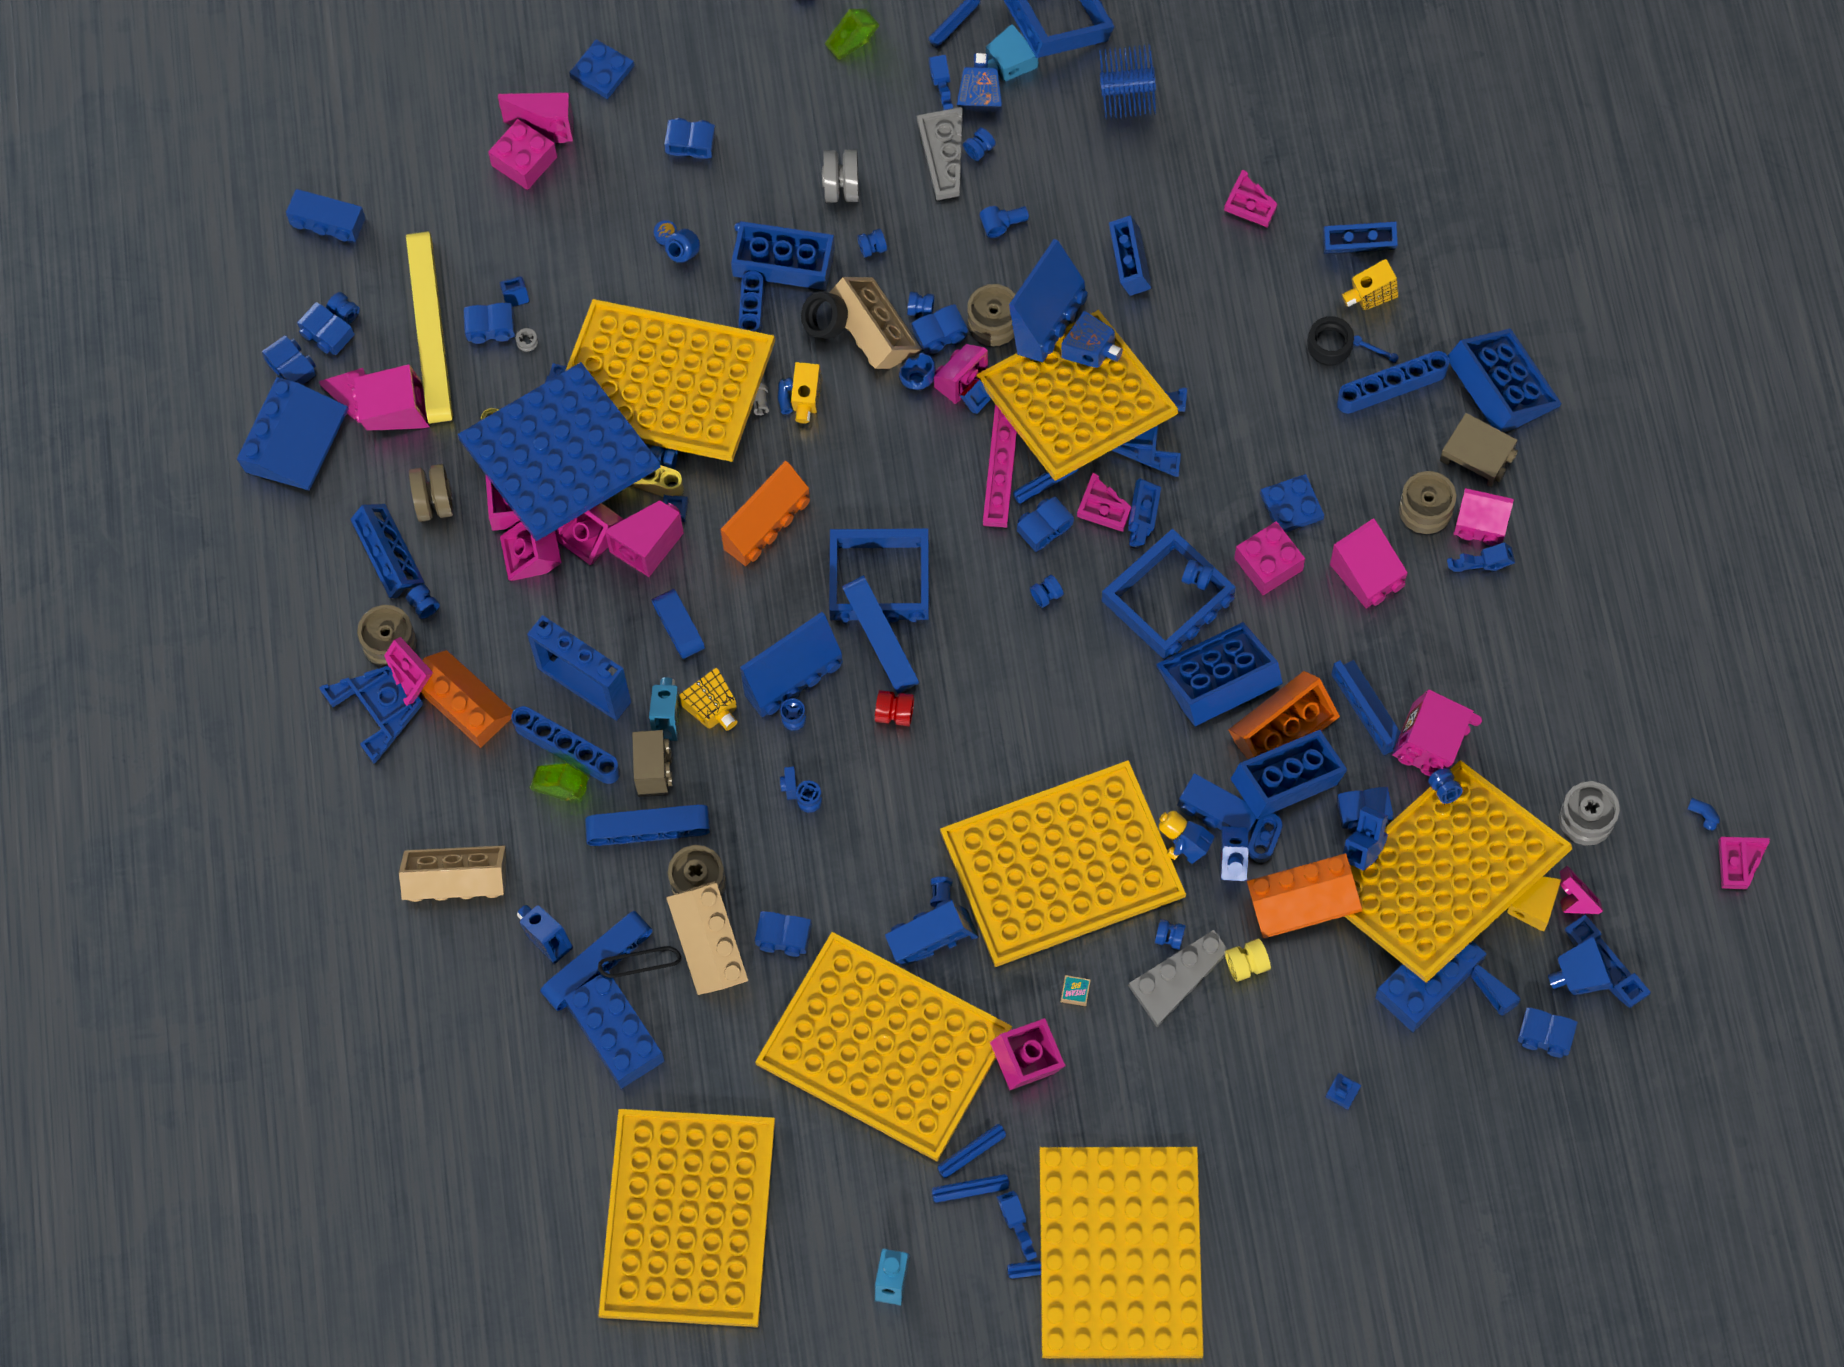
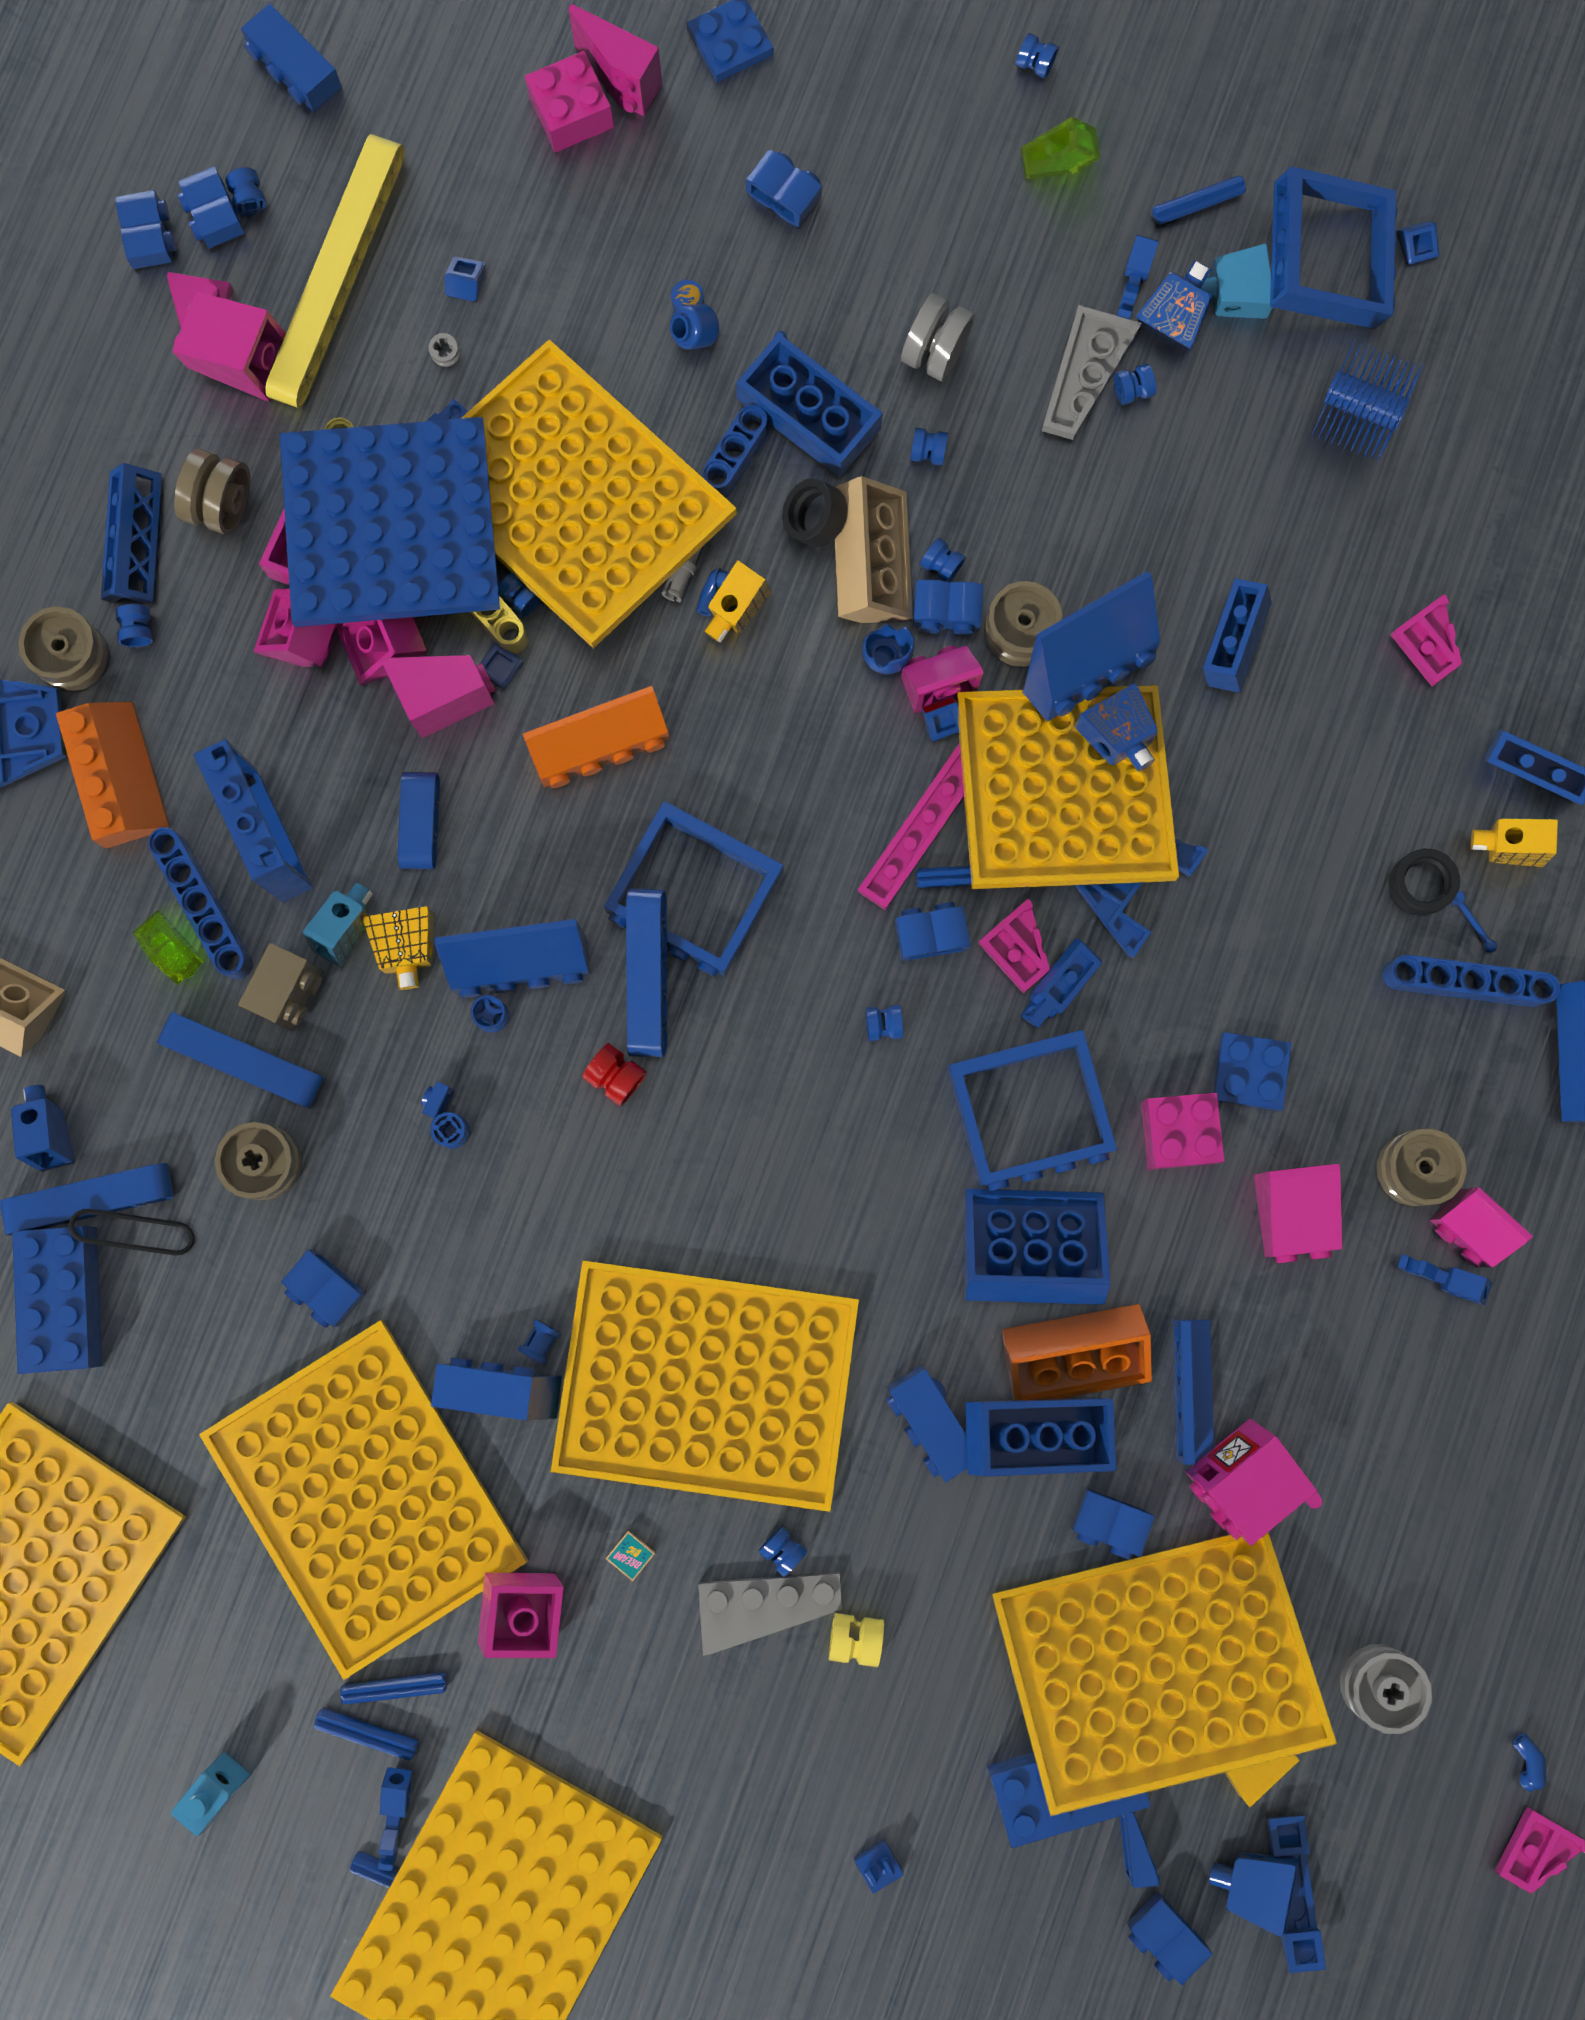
camera: 25 degrees right, 15 degrees up
(291, 434) = (95, 324): blue slope -> none
(407, 669) = (52, 708): dark pink wing -> none
(489, 322) = (409, 304): blue brick -> none
(707, 938) = (224, 1253): tan slope -> none
(997, 221) = (1099, 499): blue pin -> none
(1187, 836) = (870, 1442): blue piece -> none
(1192, 571) = (1071, 1105): blue wheel -> none
(1234, 856) = (906, 1517): torso -> none
(1264, 838) = (971, 1494): blue plate -> none
(1304, 896) = (970, 1604): orange slope -> none
(1368, 840) = (1086, 1576): blue brick -> none
(1444, 784) = (1226, 1561): blue wheel -> none
(1480, 448) = (1528, 1131): dark tan panel -> none
(1579, 897) = (1309, 1789): dark pink slope -> none

